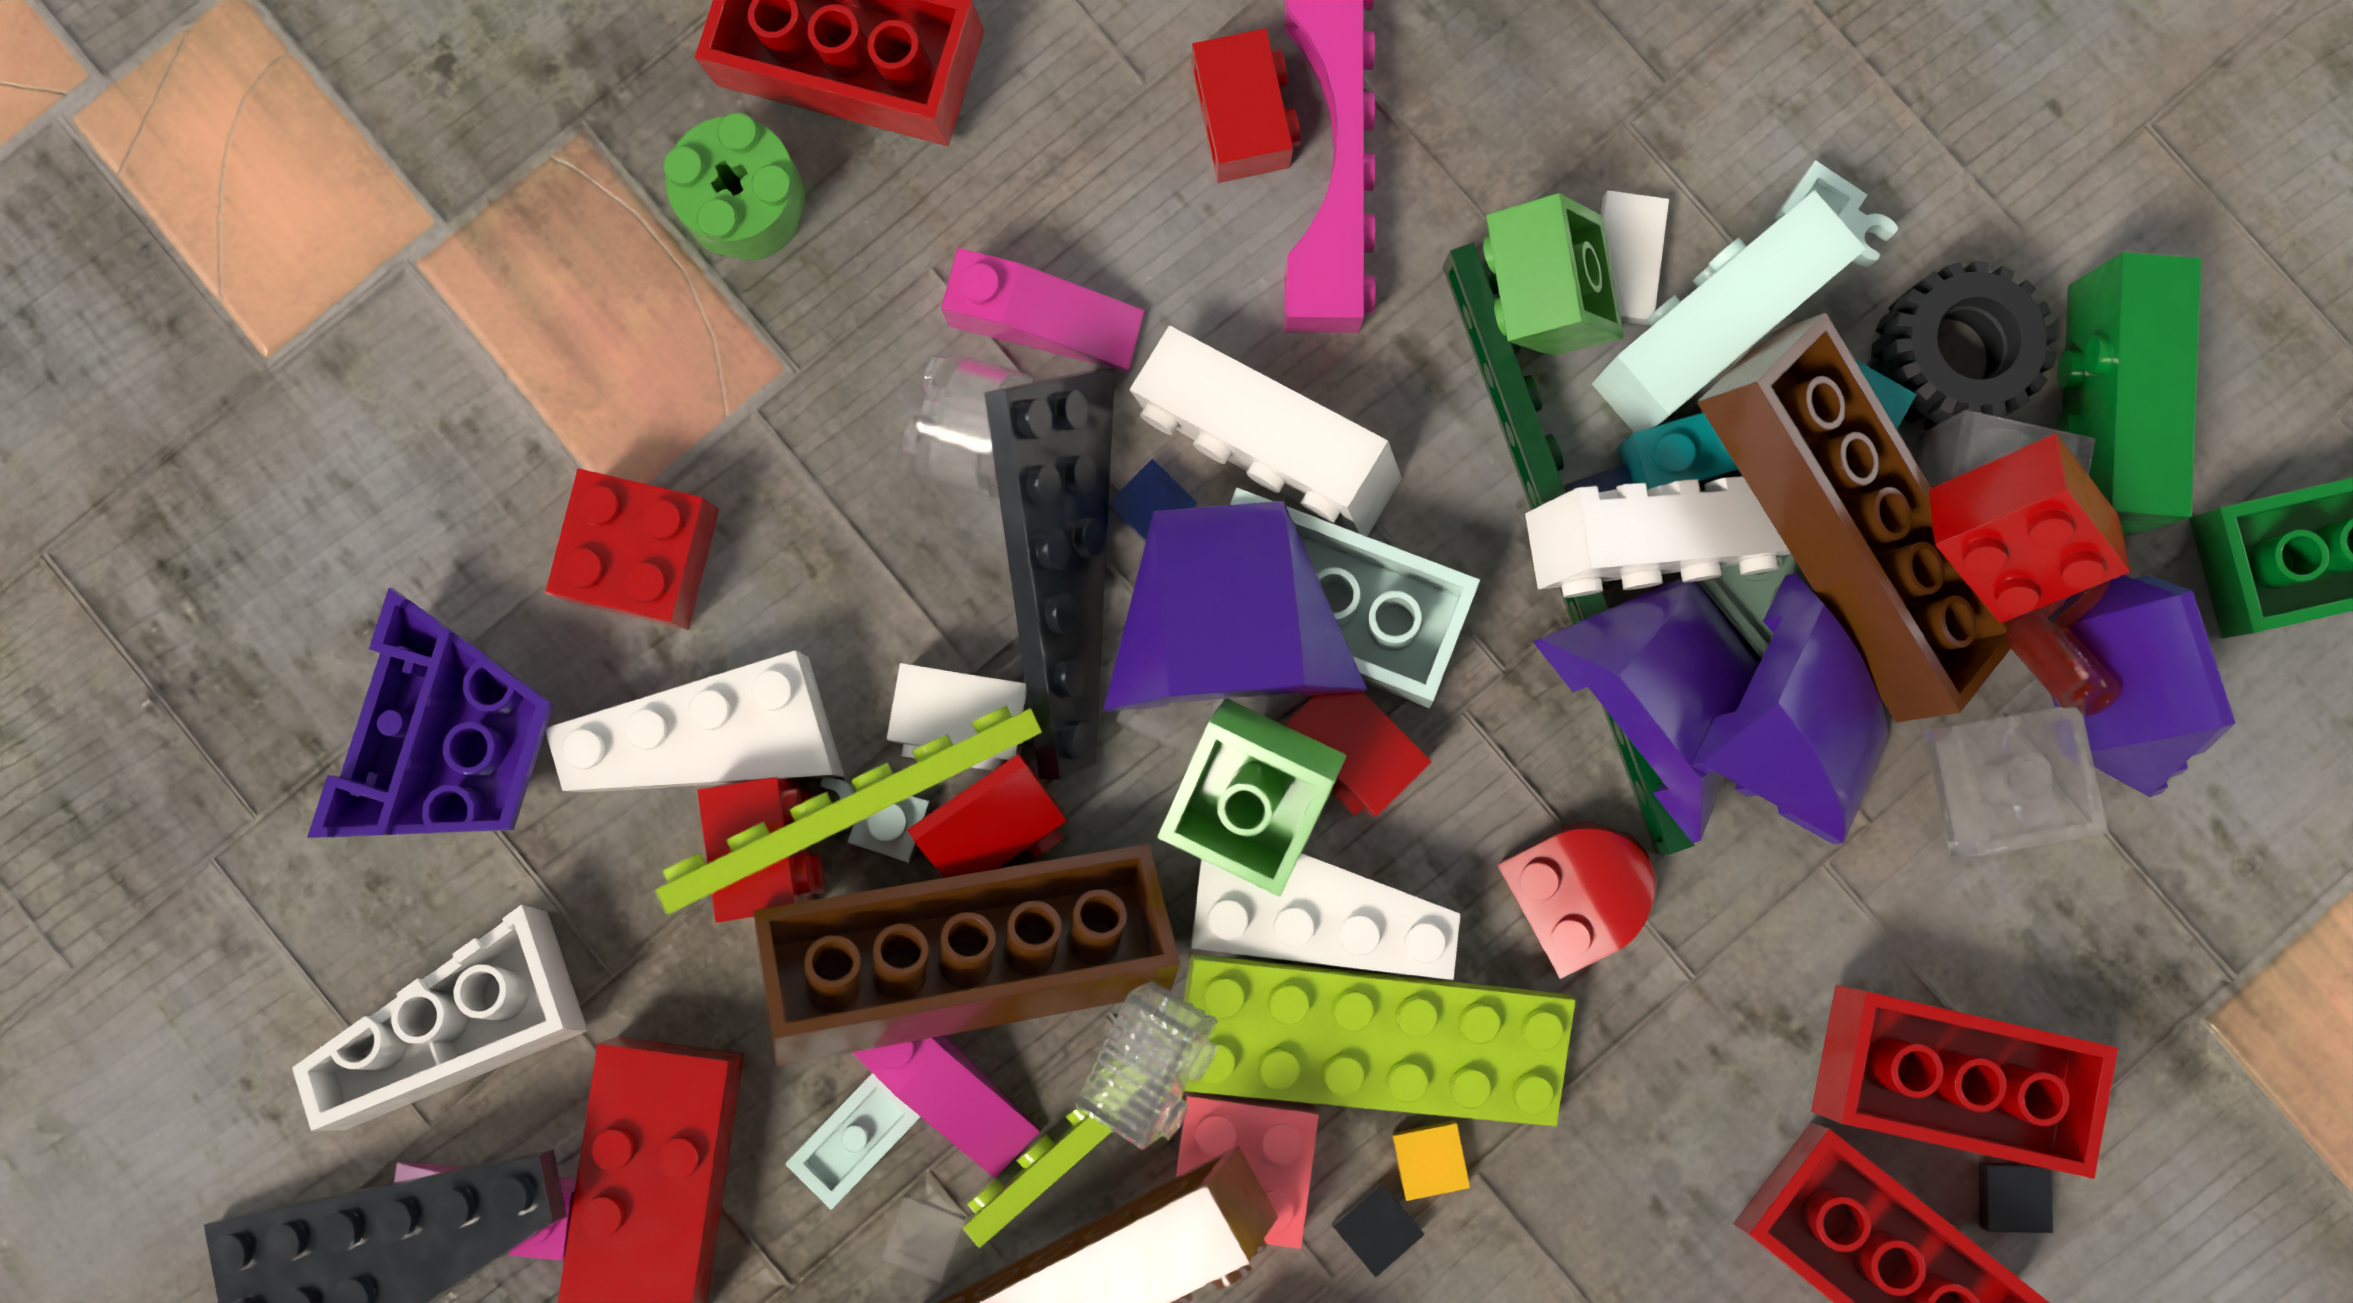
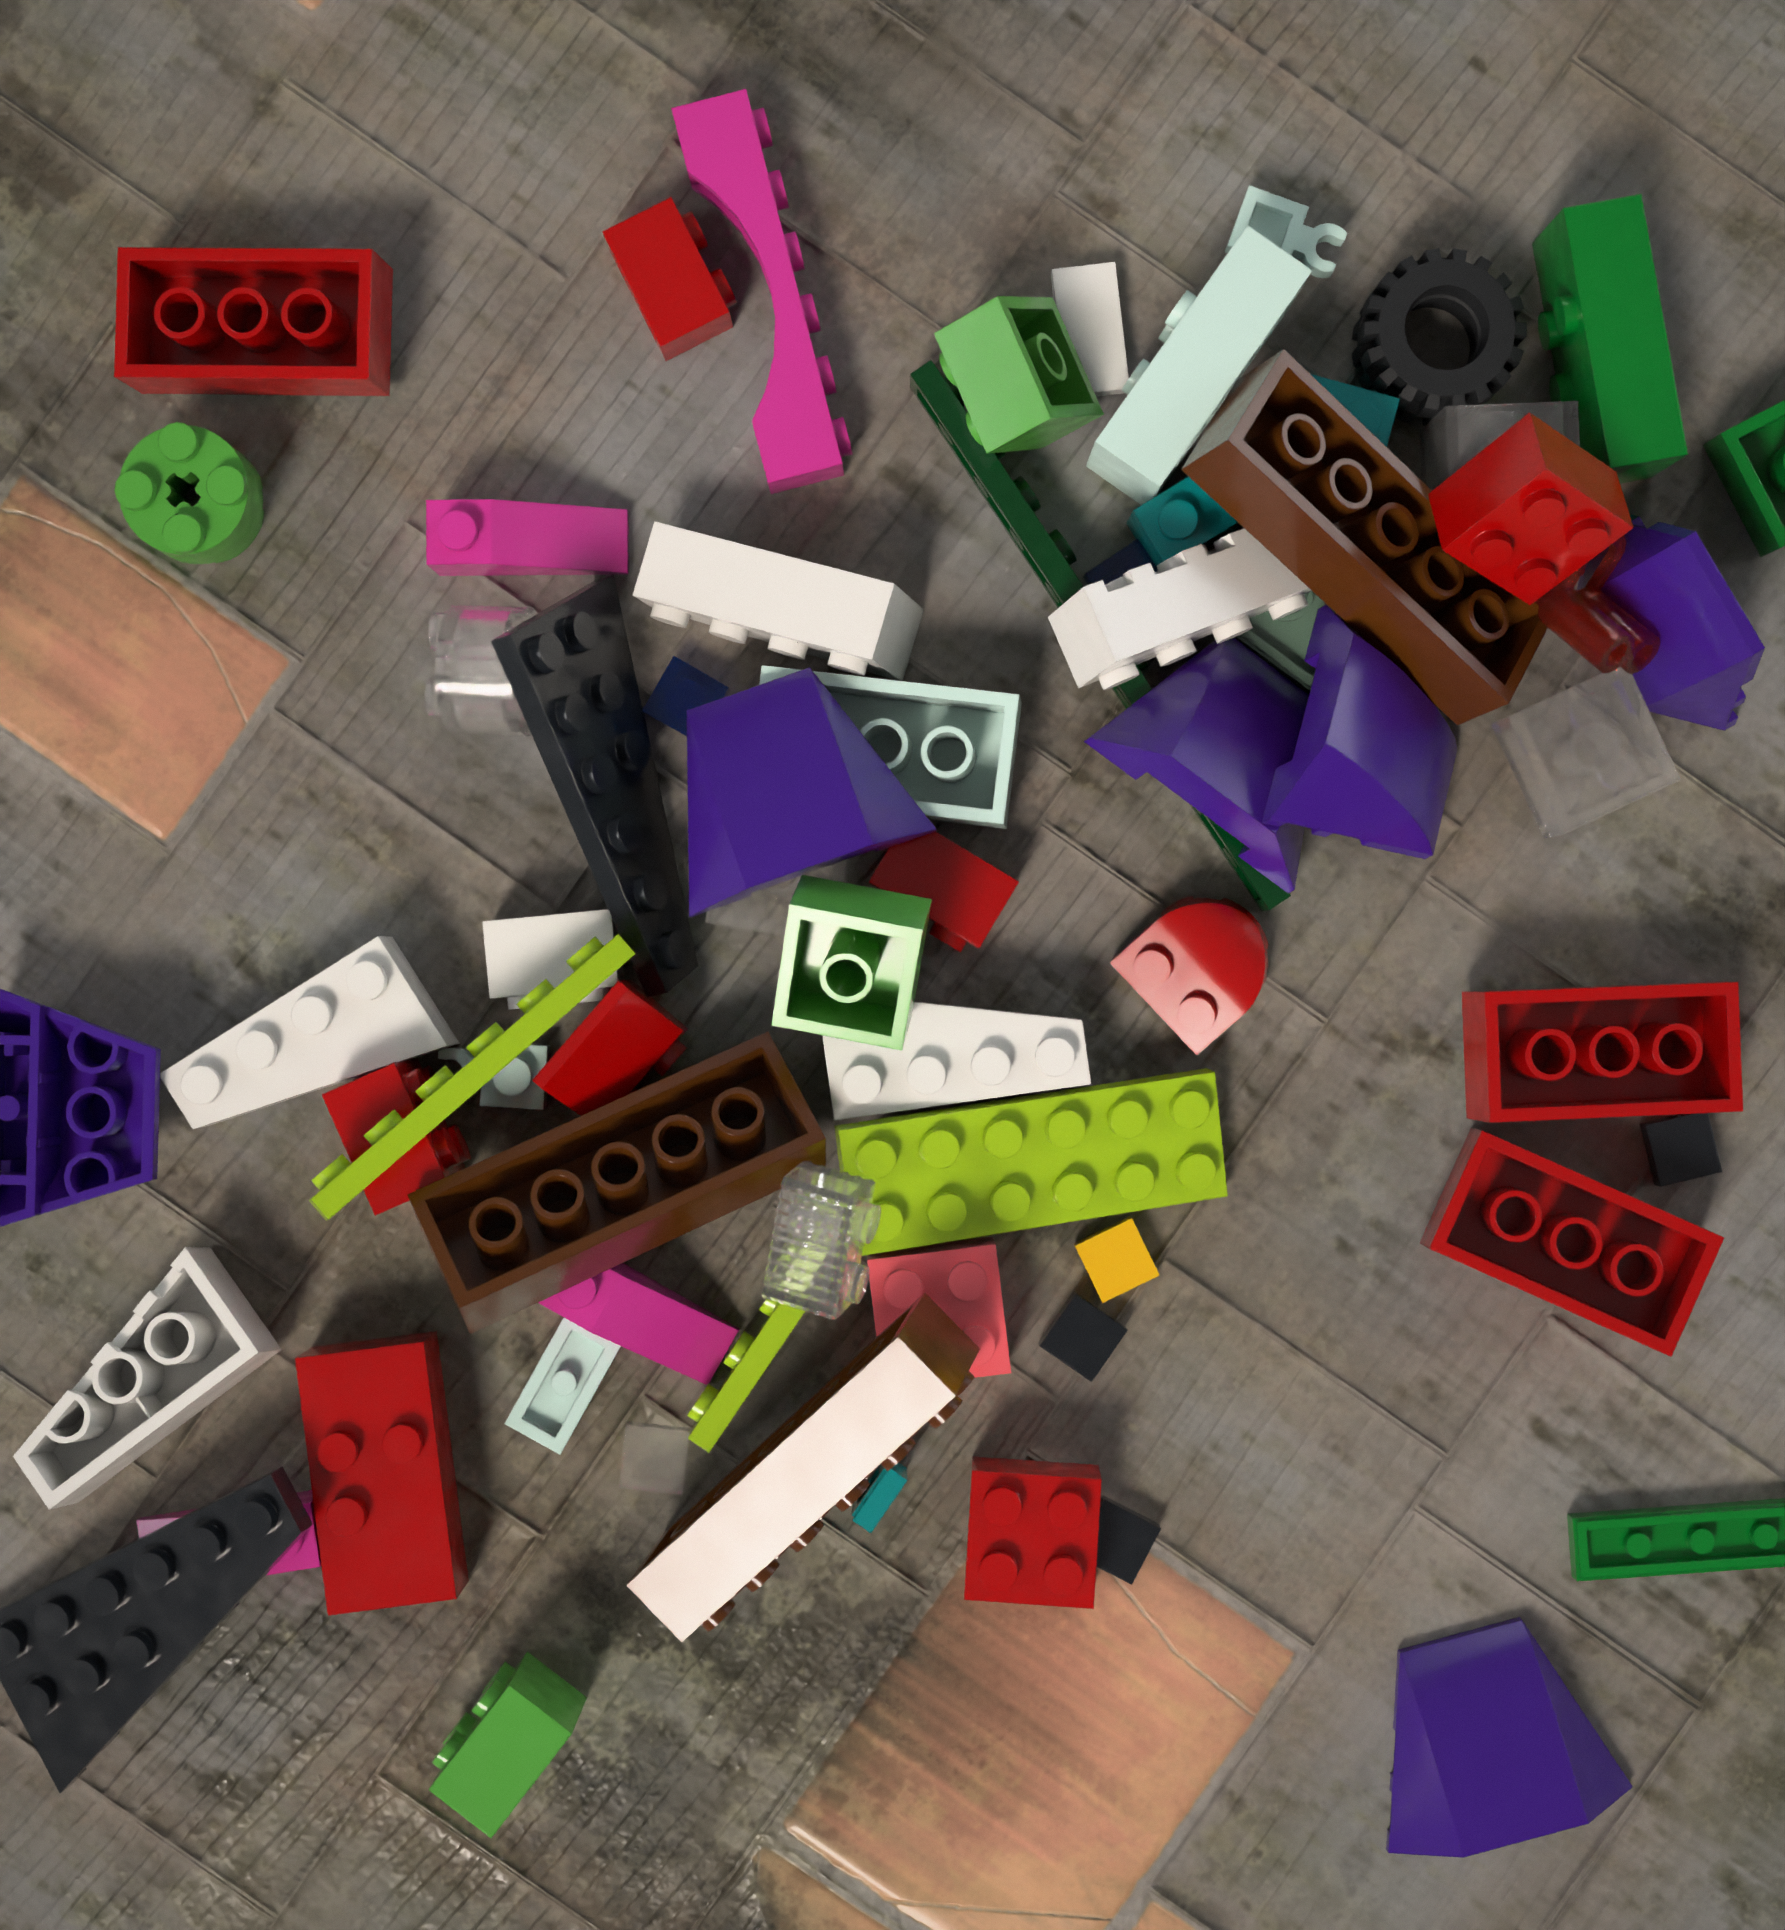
camera: 15 degrees left, 5 degrees up
(632, 549) = (192, 878): red brick -> none

